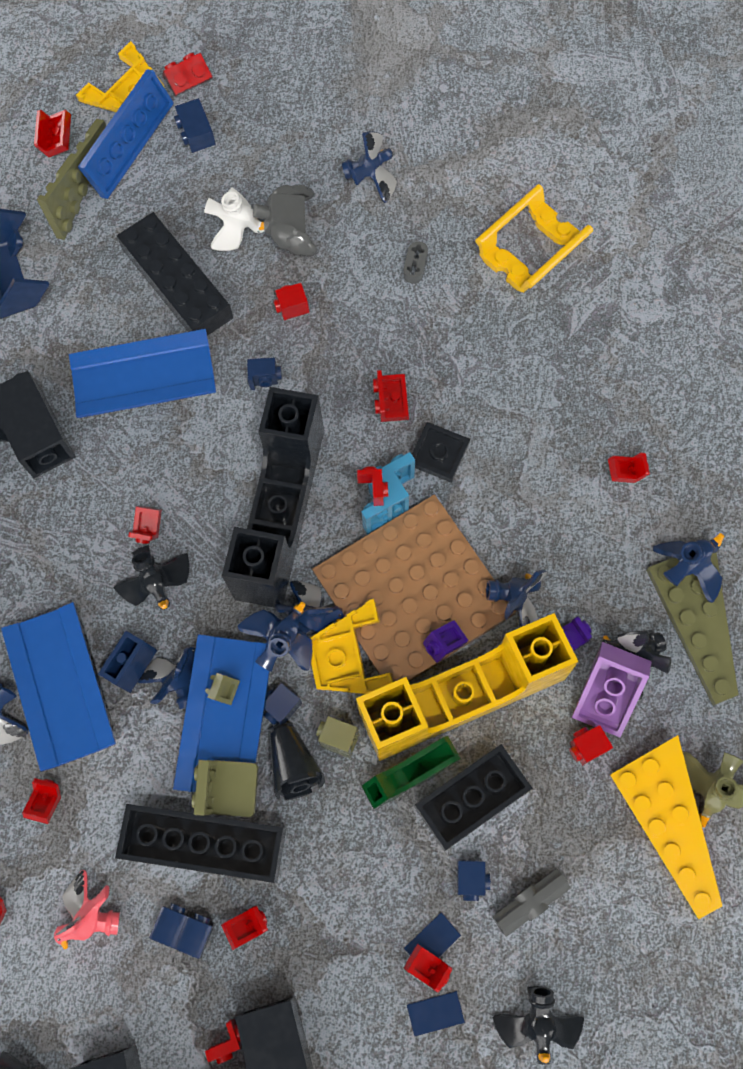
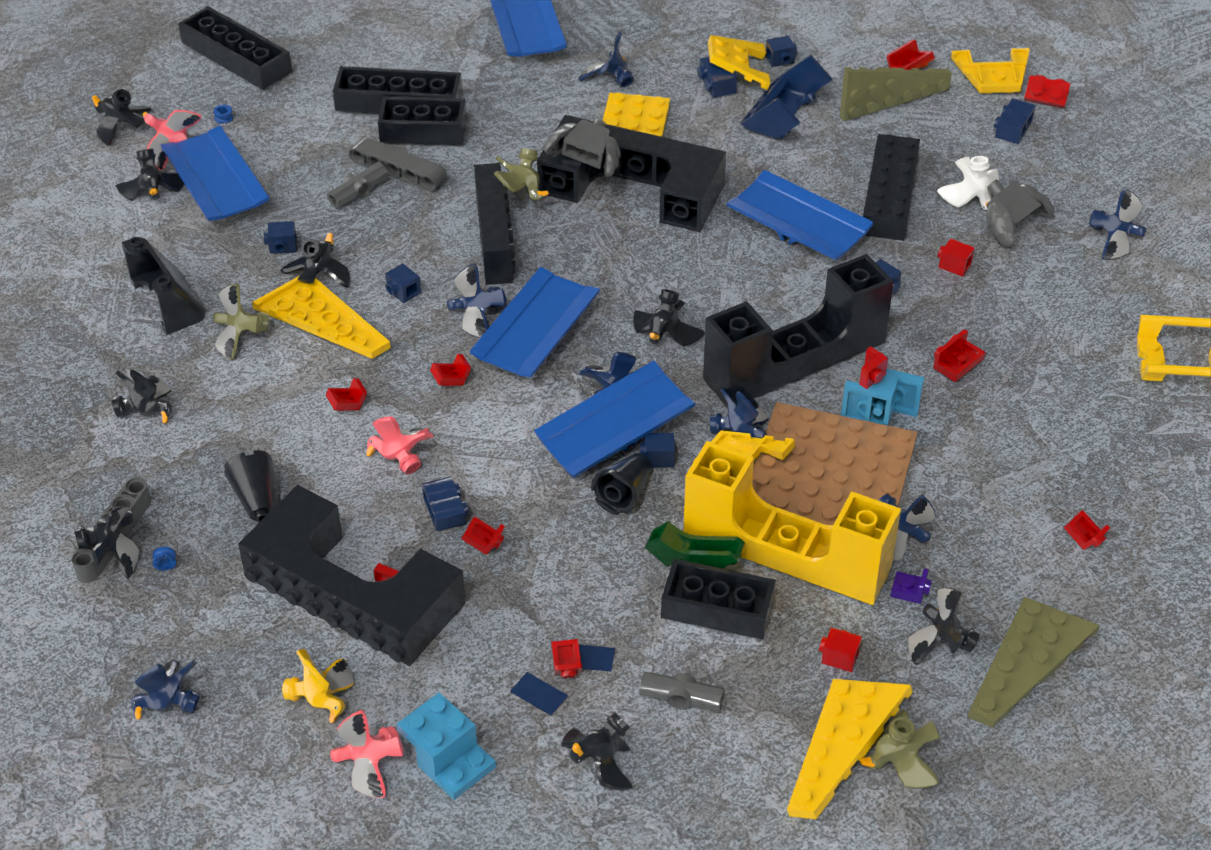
camera: 45 degrees right, 25 degrees down
(126, 134) = (957, 90): blue plate -> none
(127, 662) = (592, 346): dark blue brick -> none
(146, 524) = (698, 294): bracket -> none
(201, 843) = (515, 470): black brick -> none
(223, 688) = (632, 397): olive tile -> none
(225, 788) = (564, 449): olive bracket -> none
(281, 637) = (706, 401): dark blue animal -> none
(337, 736) = (670, 489): olive brick -> none
(411, 261) = (1080, 304): dark grey beam -> none
(439, 451) = (952, 413): black plate -> none
(444, 640) = (813, 500): dark purple bracket -> none
(472, 880) = (658, 642): dark blue brick -> none
(612, 689) = (899, 627): medium lavender slope -> none
(696, 560) = (1065, 613): dark blue animal -> none

